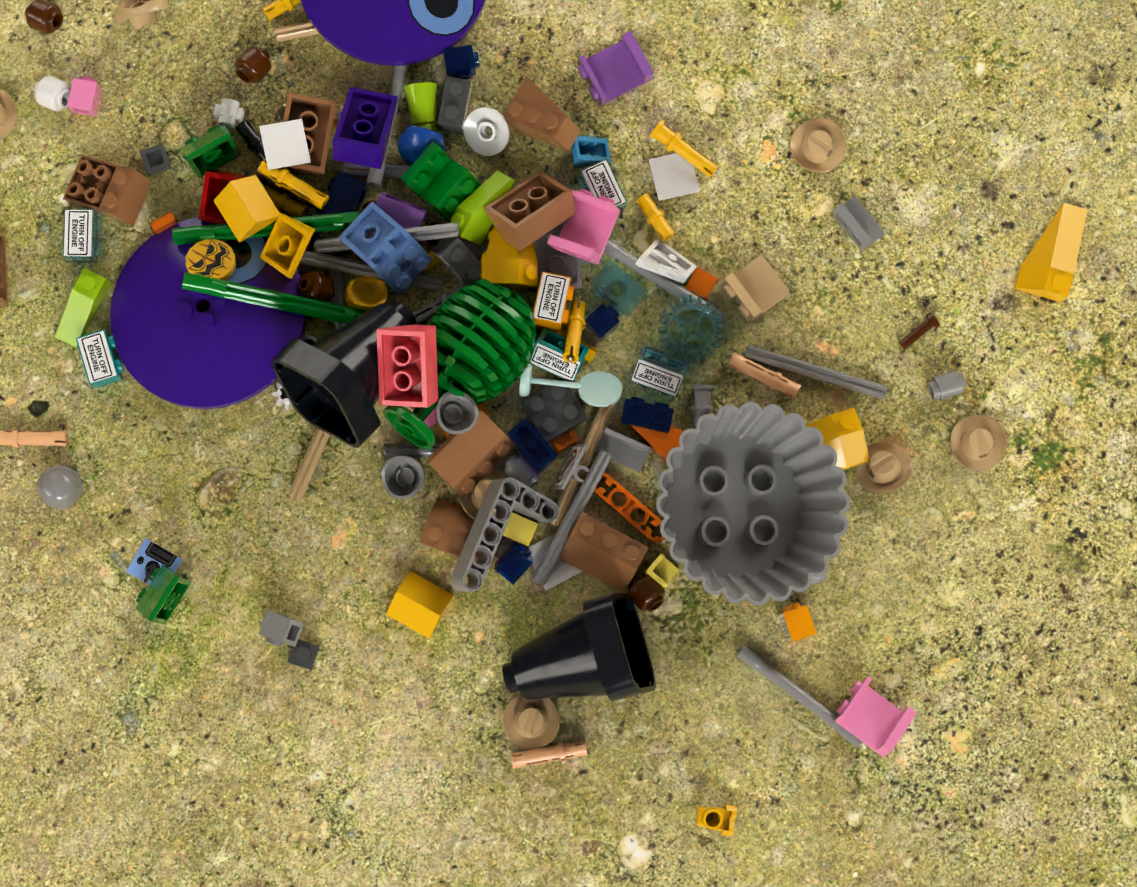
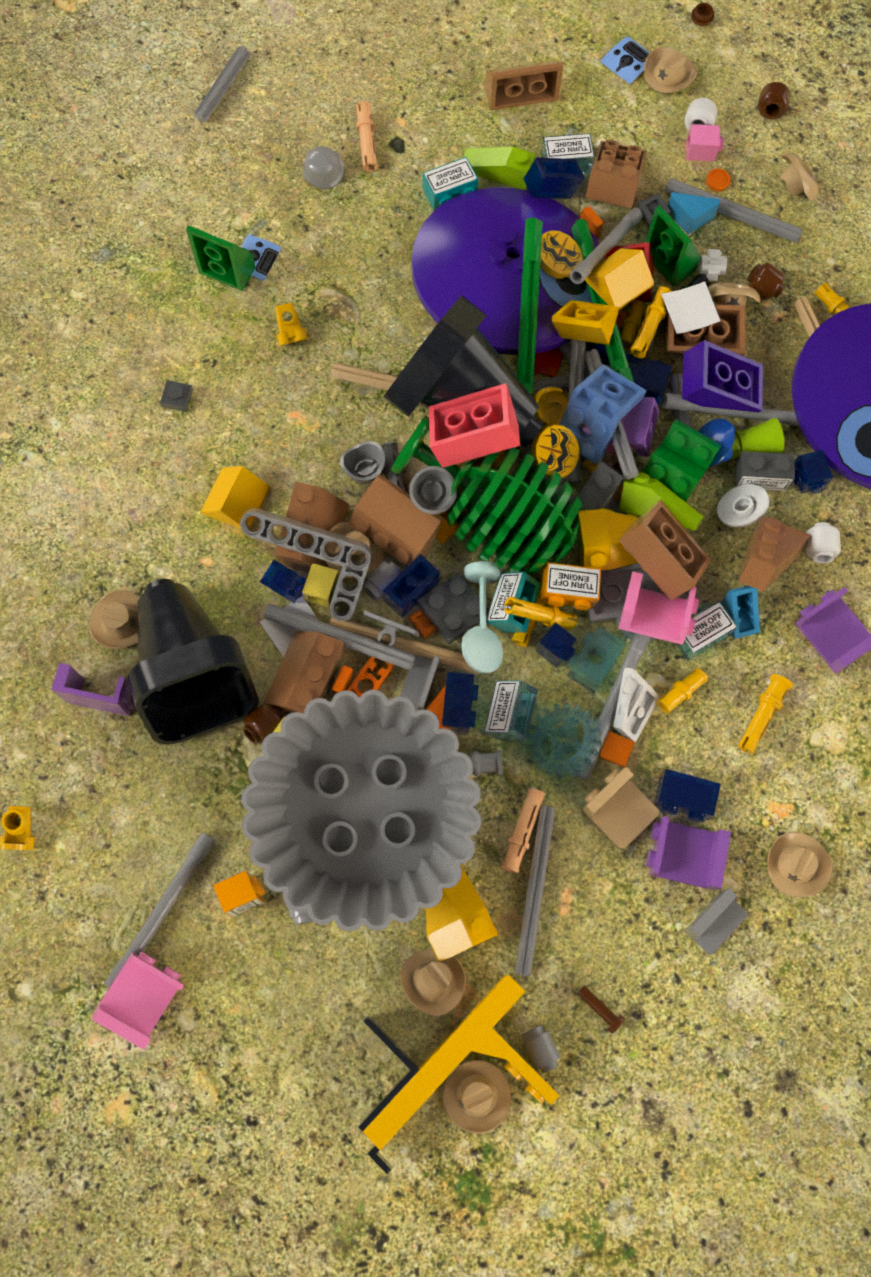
camera: 85 degrees right, 10 degrees down
(114, 253) = (553, 178): none -> clear blue brick
(125, 89) = (718, 179): none -> orange piece
(163, 123) = (692, 210): none -> dark azure slope
(164, 81) = (740, 212): none -> light grey axle
(237, 237) = (587, 265): none -> light grey piece
(247, 535) = (292, 330): none -> yellow plate
(265, 101) = (732, 293): none -> tan hat
(280, 629) = (198, 368): light grey brick -> none
(316, 286) = (549, 359): reddish brown head -> none
(421, 294) = (556, 448): none -> yellow tile
(533, 65) = (823, 543): none -> white head
(548, 754) = (85, 652): light nougat pin -> none
(595, 766) = (69, 686): none -> medium lavender panel
(614, 518) = (343, 680): none -> orange tile
(673, 176) = (731, 707): white sticker -> none
(749, 230) = (687, 795): none -> clear blue brick
(799, 237) = (688, 854): none -> medium lavender panel
(965, 485) = (419, 1083): none -> yellow piece
(1053, 258) = (715, 1171): yellow wedge -> none

